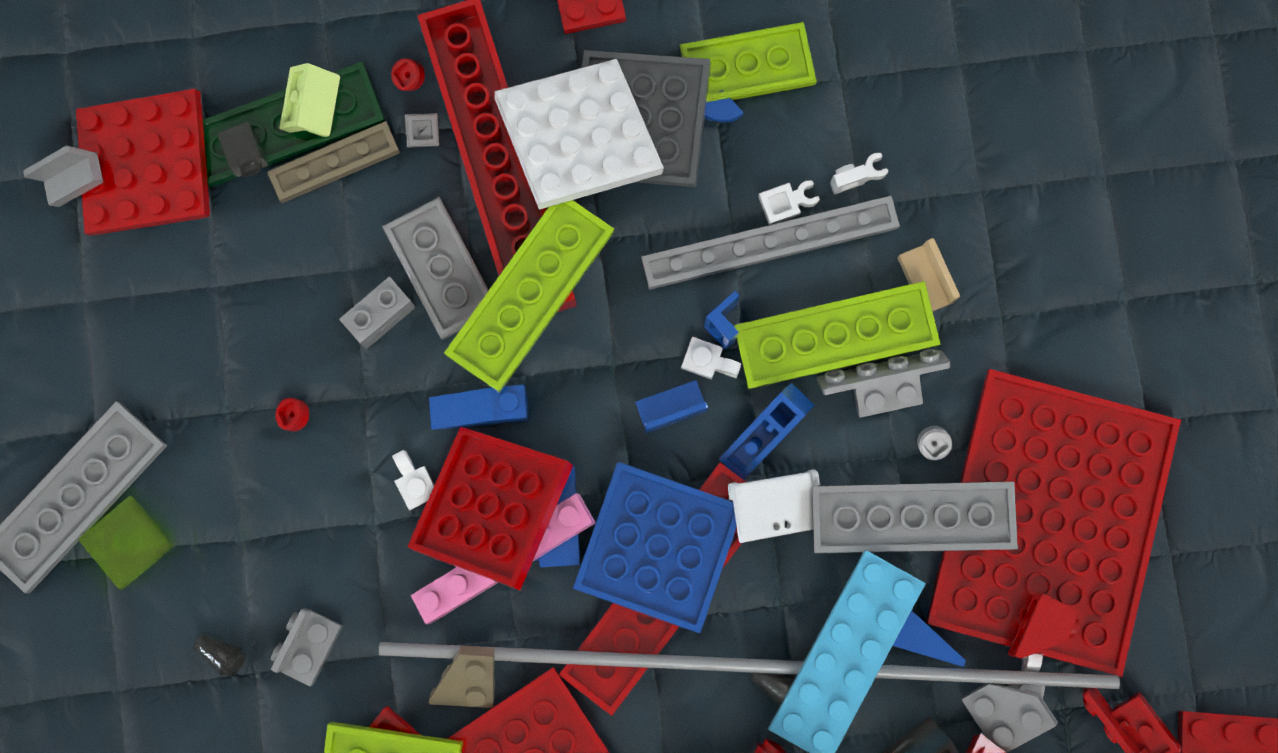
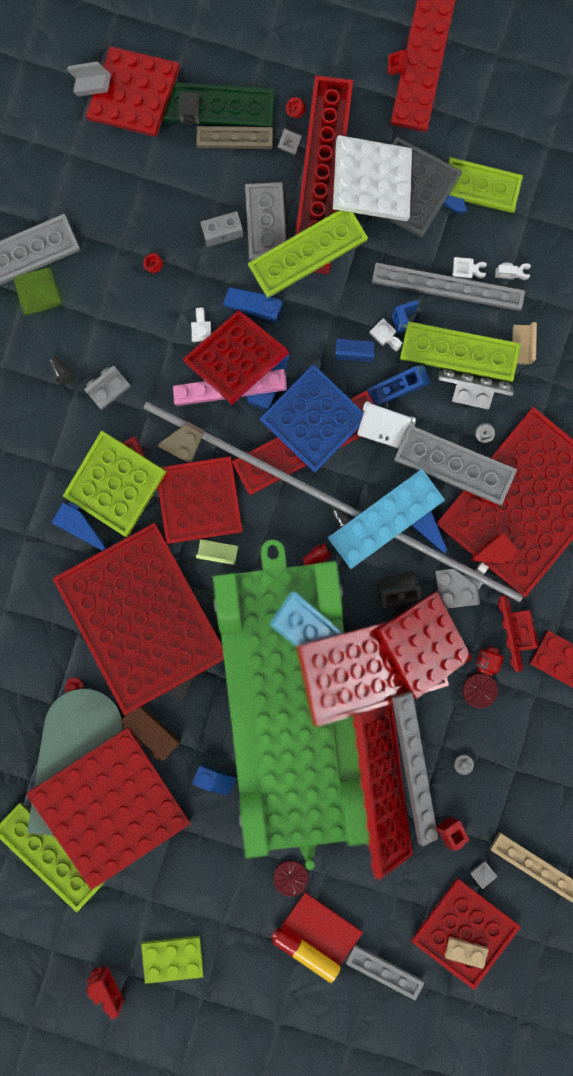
camera: 25 degrees right, 5 degrees up
(309, 100) = (237, 96): yellowish green panel -> none

